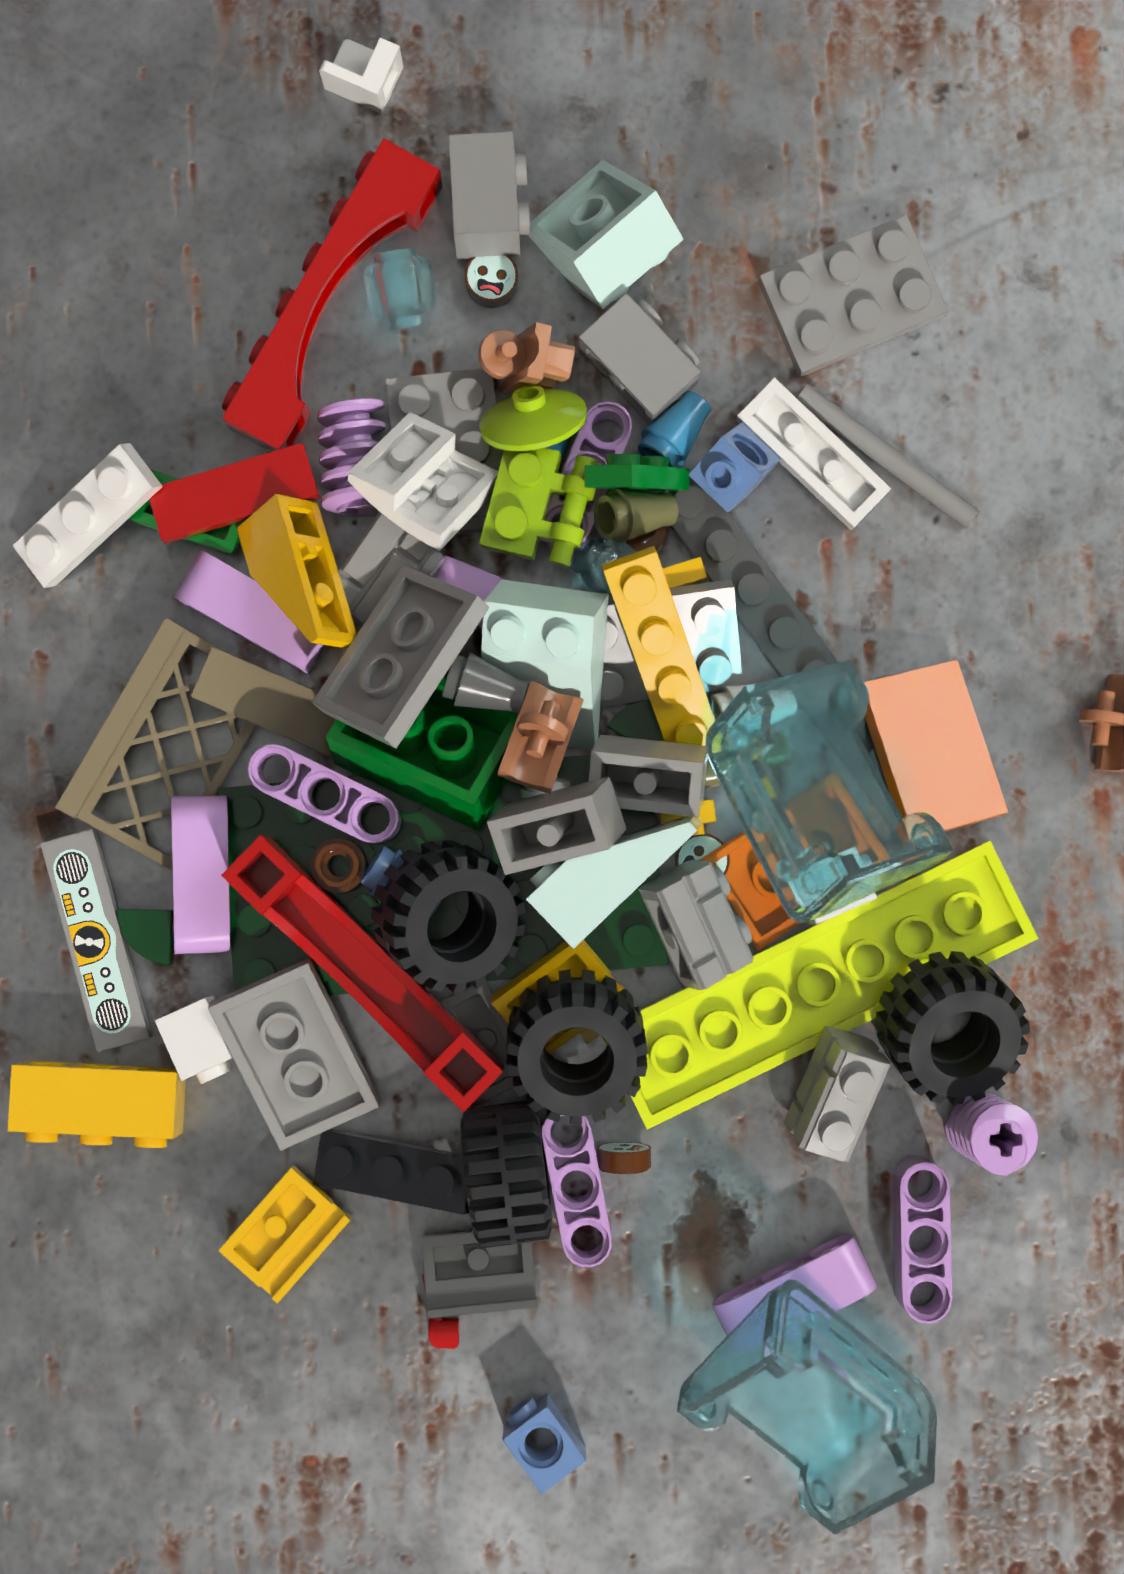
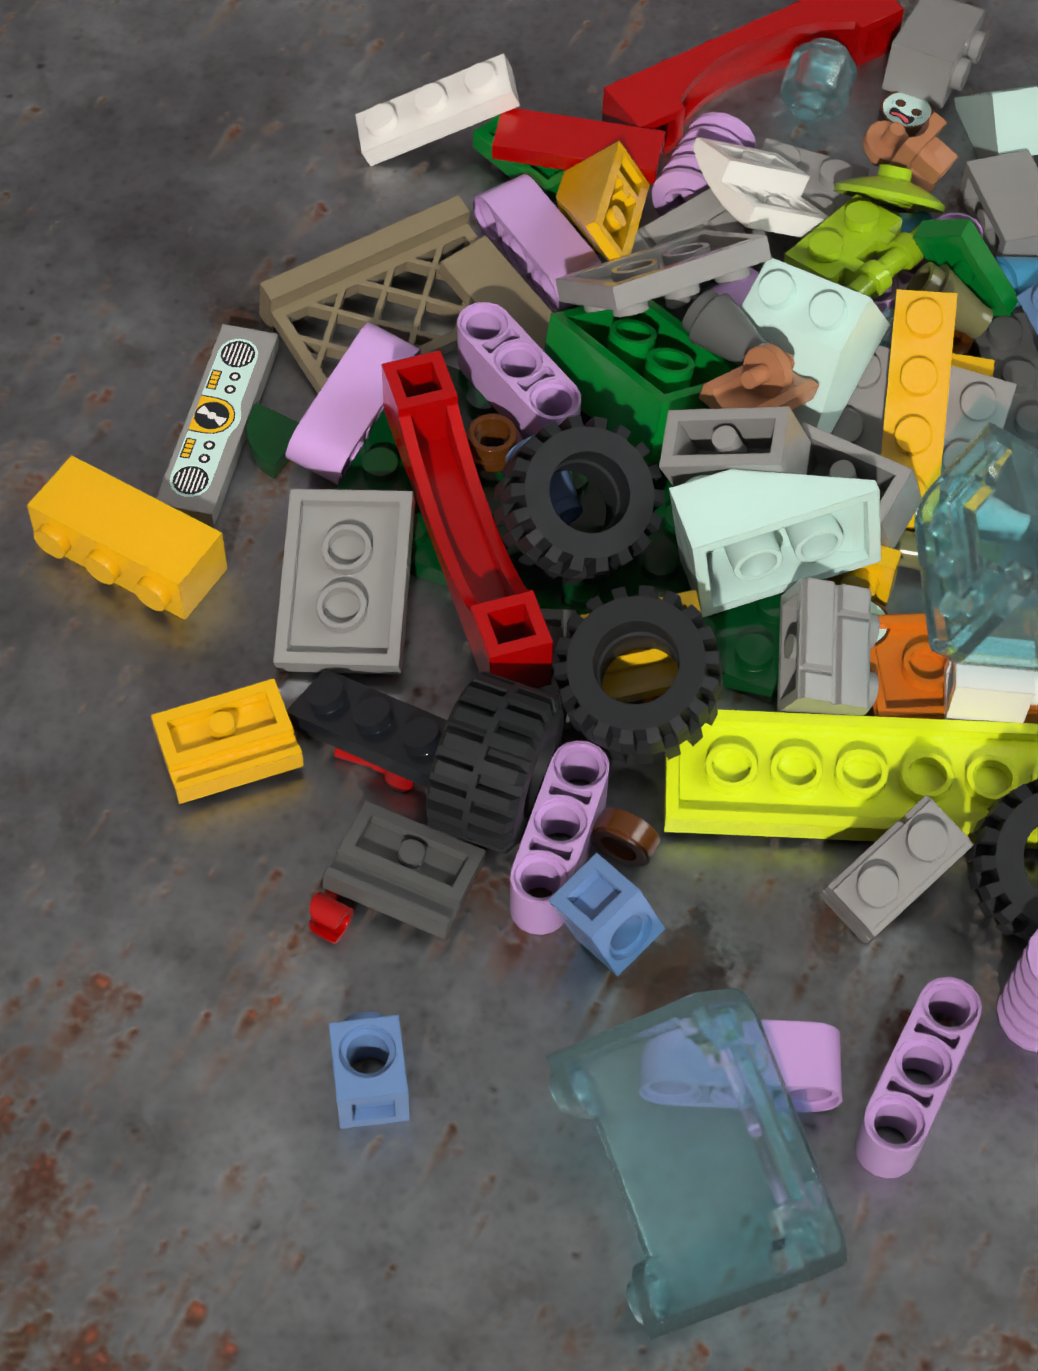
camera: 30 degrees right, 30 degrees down
(195, 1042) = (255, 531): white brick -> none
(647, 1241) = (607, 914): none -> medium blue brick

